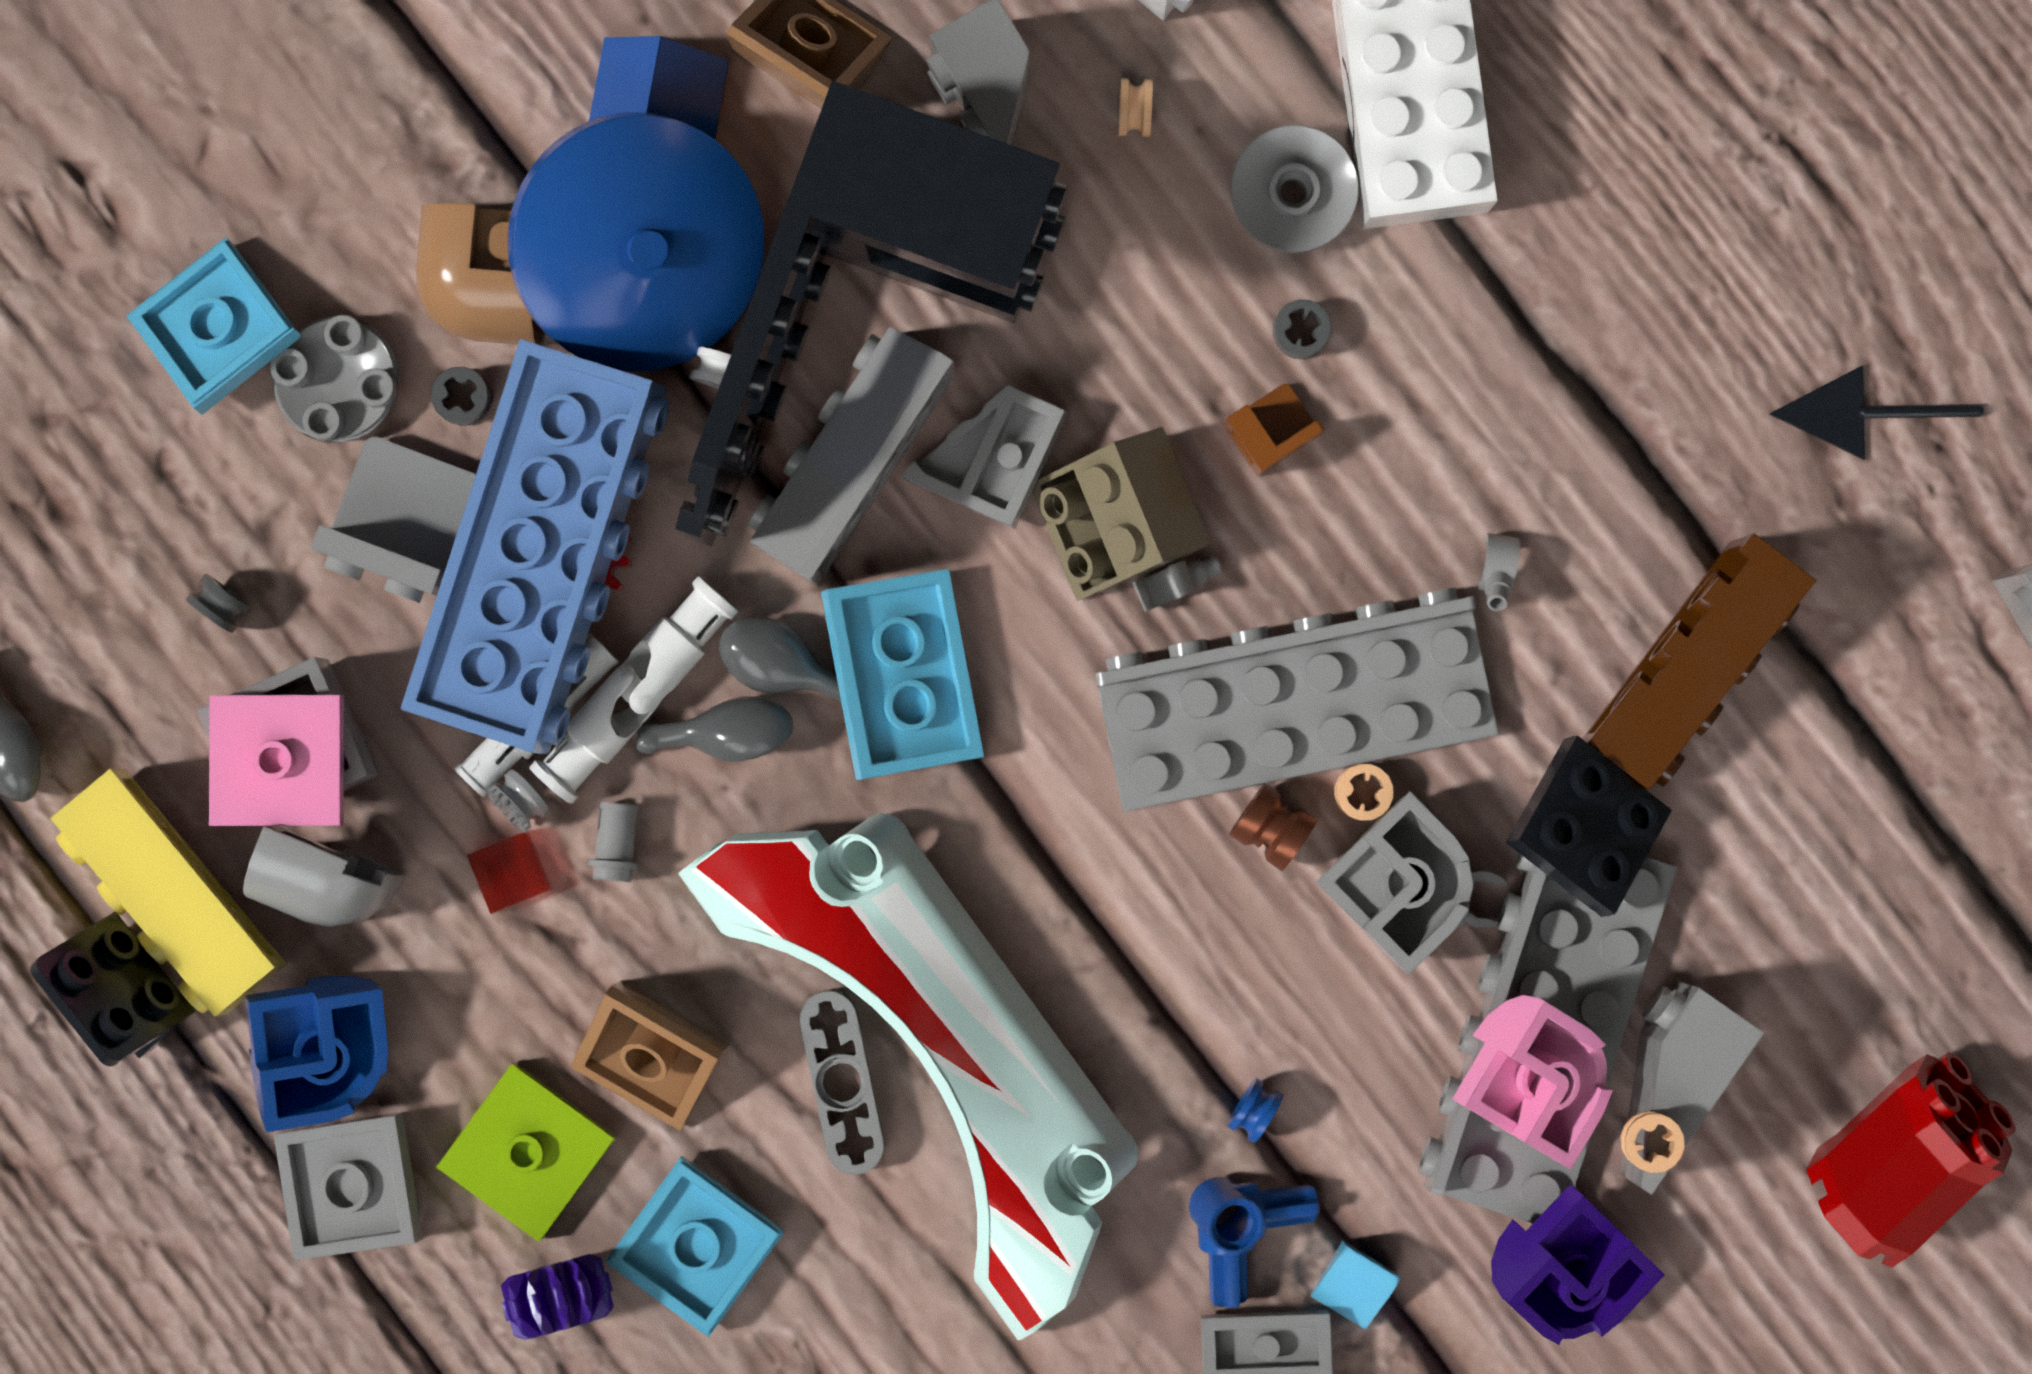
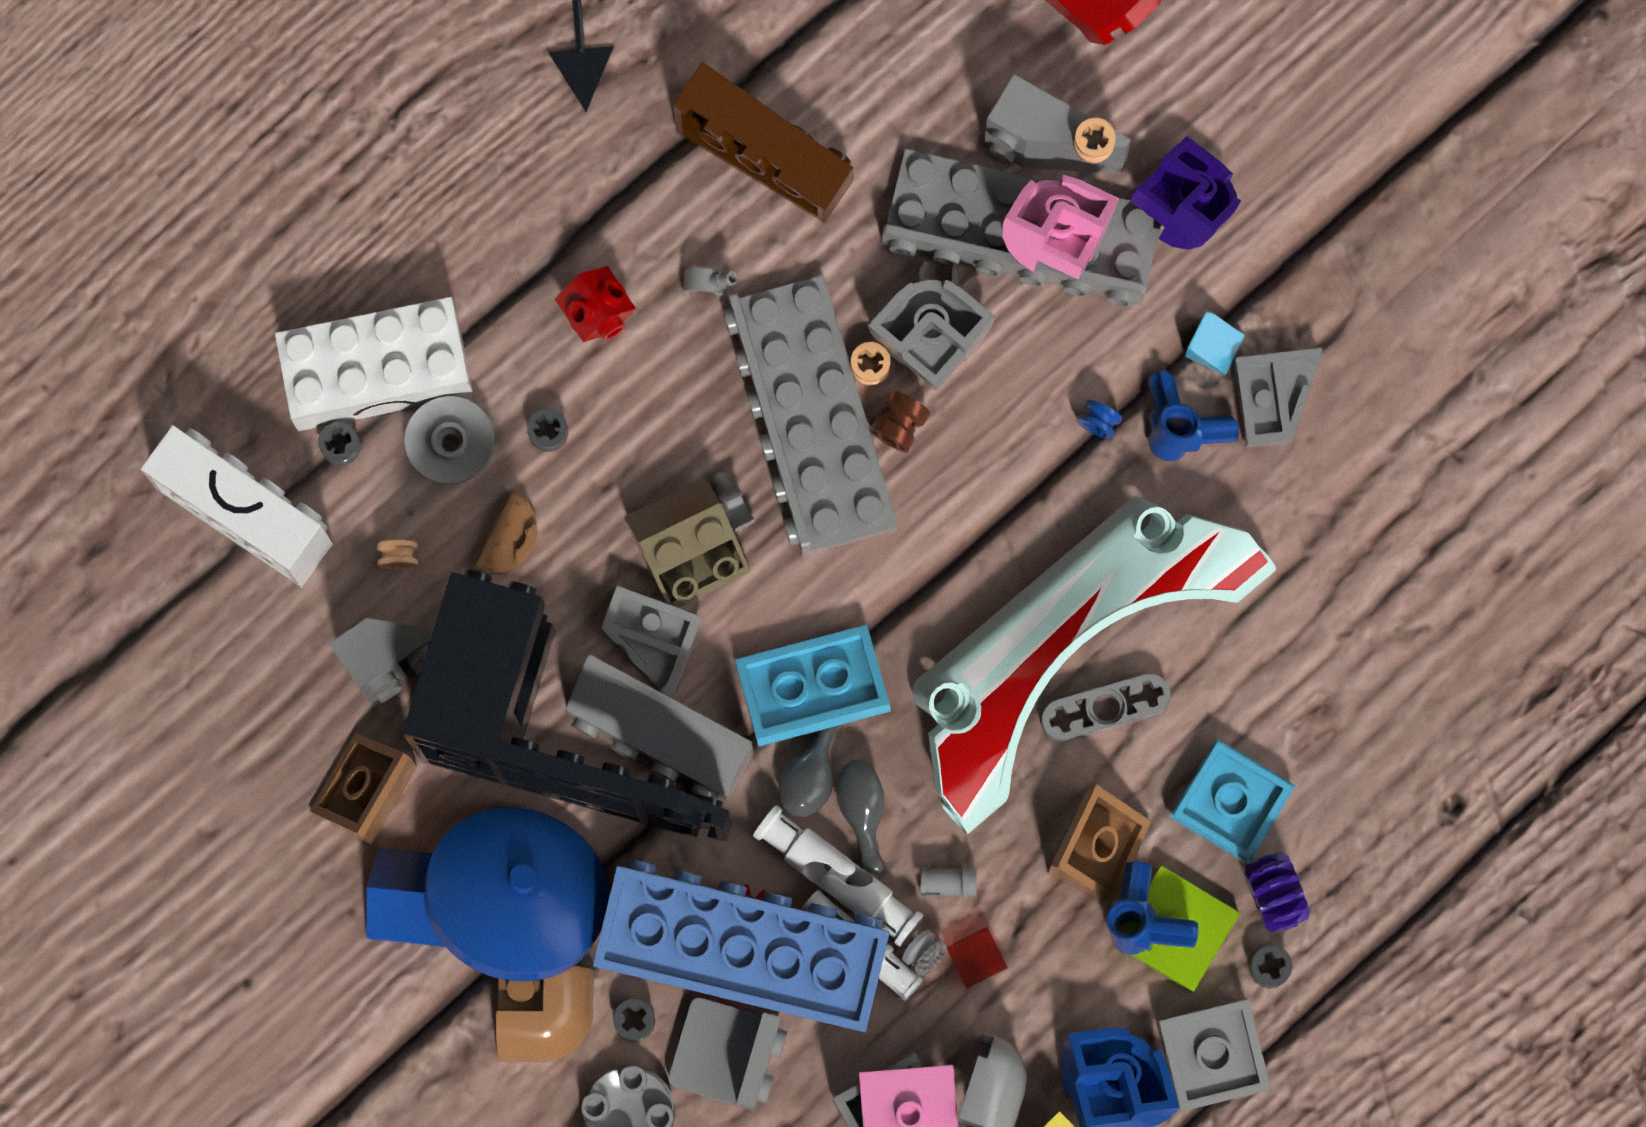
camera: 95 degrees left, 10 degrees down
(472, 1260) = (1265, 979): none -> dark grey bush
(516, 1121) = (1134, 907): none -> blue axle
(711, 368) = (604, 832): white bush -> none
(1150, 268) = (510, 538): none -> medium nougat tile
(1272, 428) = (620, 444): dark orange panel -> none
(1315, 20) = (327, 438): none -> dark grey bush
(1474, 407) = (596, 304): none -> red brick
(1589, 826) = (882, 205): black plate -> none

